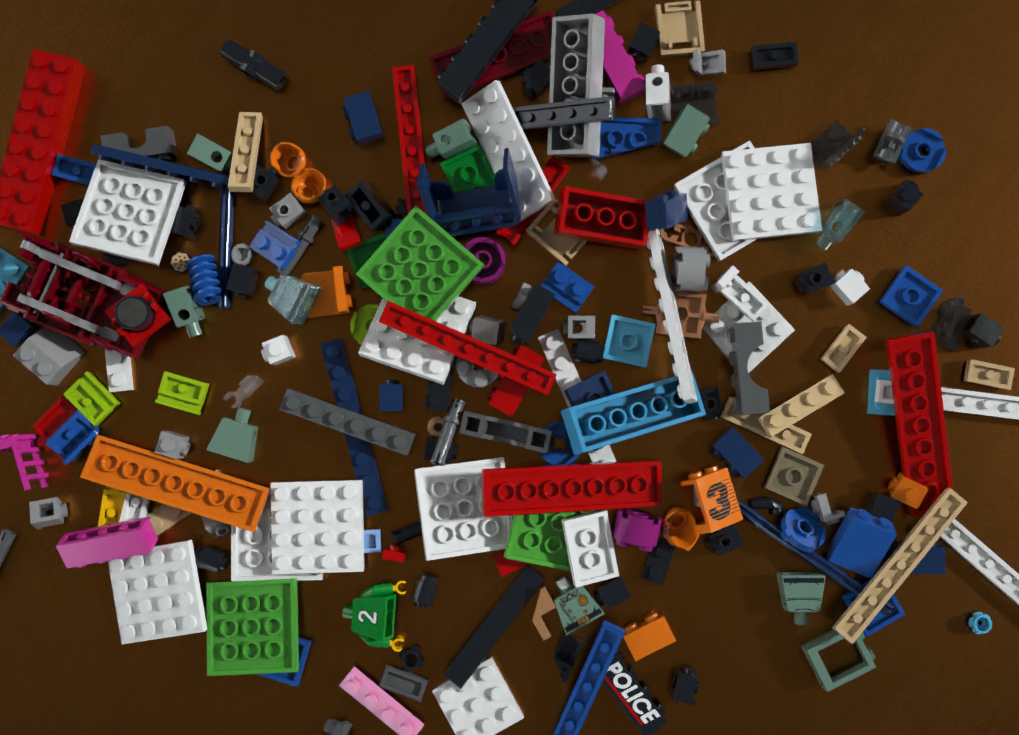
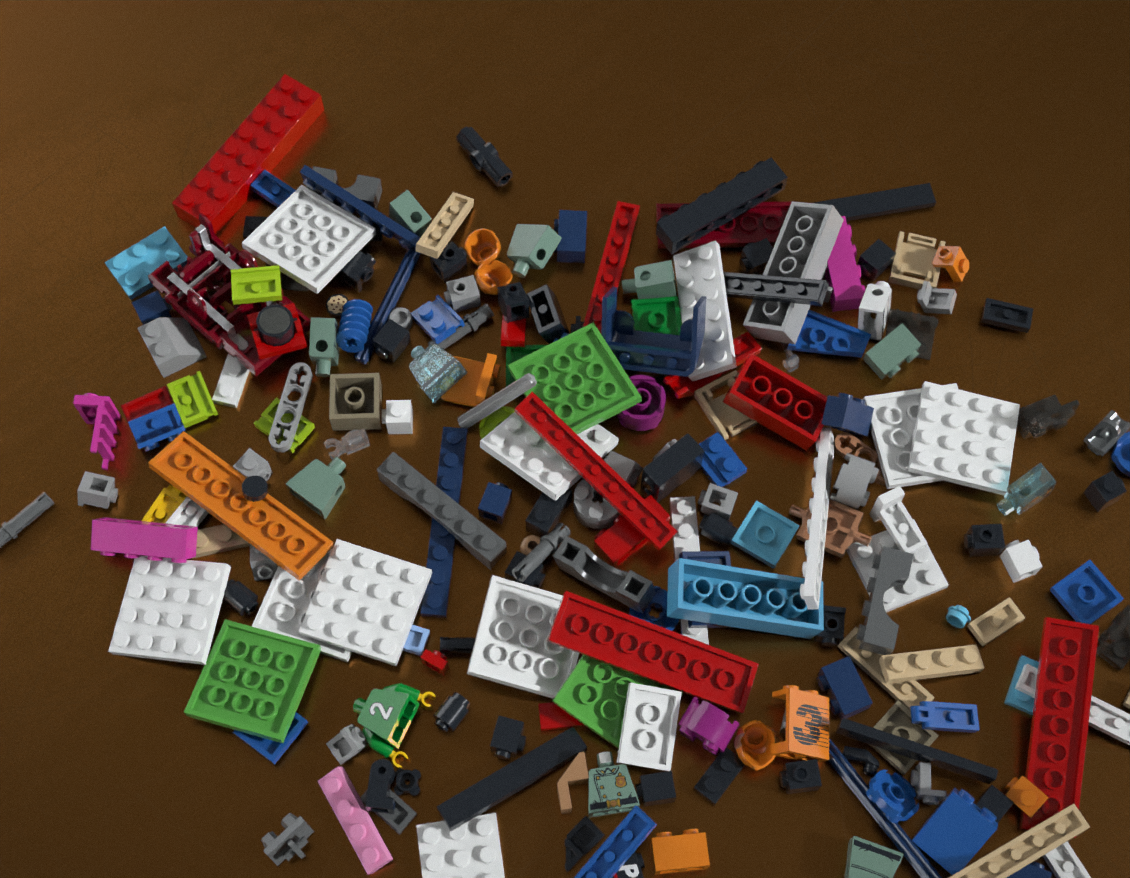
camera: 20 degrees right, 20 degrees down
(100, 280) = (256, 285): none -> lime plate
(176, 378) = (292, 407): none -> light grey beam
(182, 466) = (254, 488): none -> black tile
(234, 351) = (355, 401): none -> dark tan brick
(332, 145) = (531, 247): none -> sand green torso
(350, 648) = (347, 743): none -> light grey bracket
(358, 309) = (497, 400): none -> light grey axle
(391, 676) = (380, 778): none -> black leg
(478, 595) = (507, 738): none -> black brick
(711, 19) = (953, 260): none -> orange bracket
(810, 354) = (958, 616): none -> medium azure plate
(811, 488) = (917, 751): none -> black tile
(825, 447) = (946, 716): none -> blue hinge

